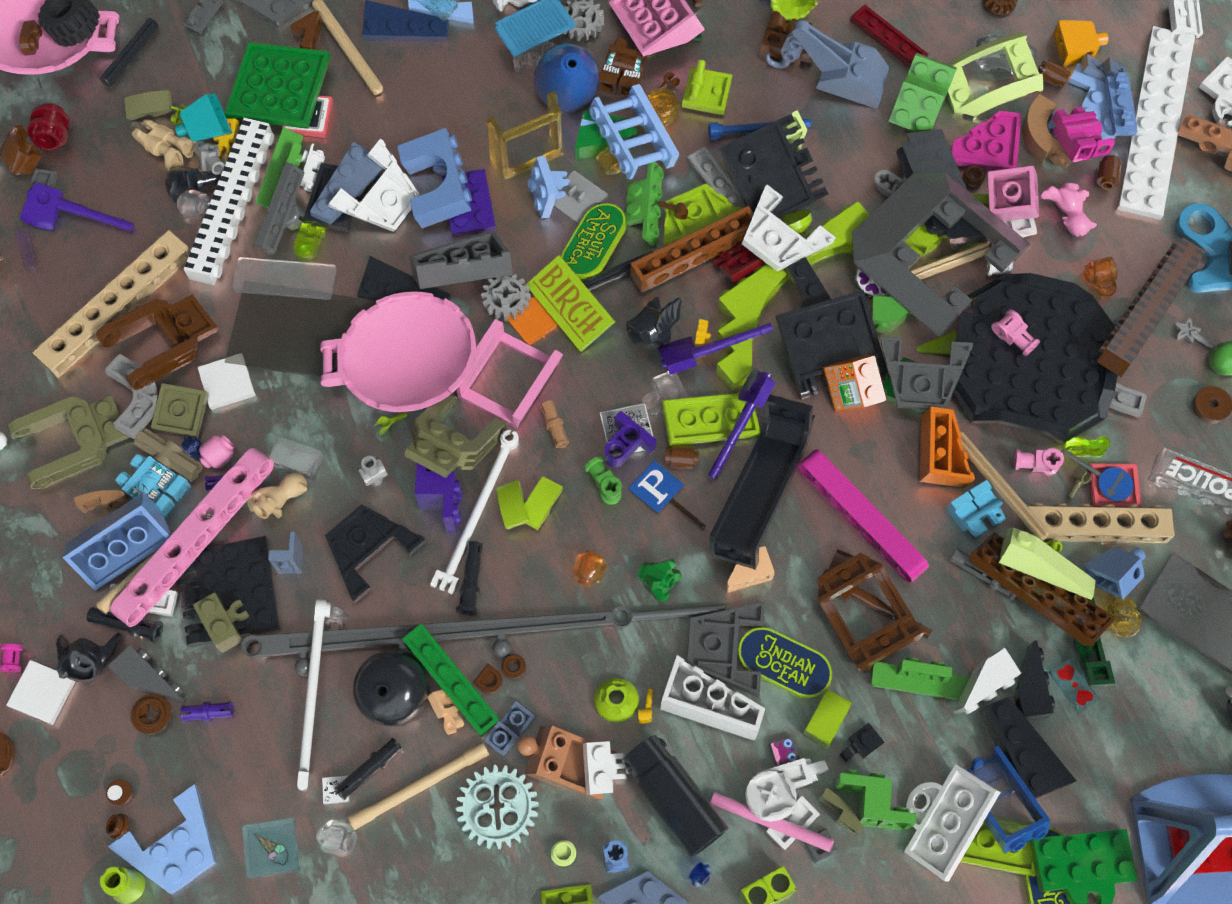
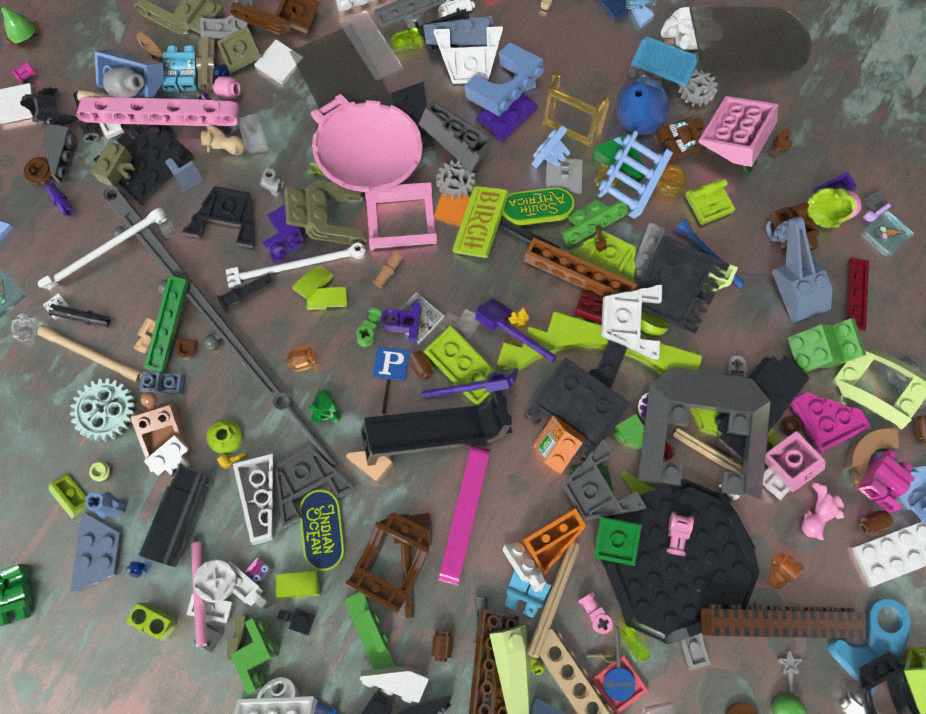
camera: 55 degrees right, 5 degrees up
(135, 545) = (122, 82): none -> light grey piece
(402, 679) = (136, 292): black cylinder -> none
(507, 661) = (200, 353): reddish brown plate -> none
(654, 323) = (503, 282): black helmet -> none
(667, 78) = (697, 172): reddish brown hand -> none
(952, 490) = (524, 565): none -> white hinge
(977, 619) = (442, 645): none -> reddish brown brick
(986, 391) = (617, 541): none -> green tile

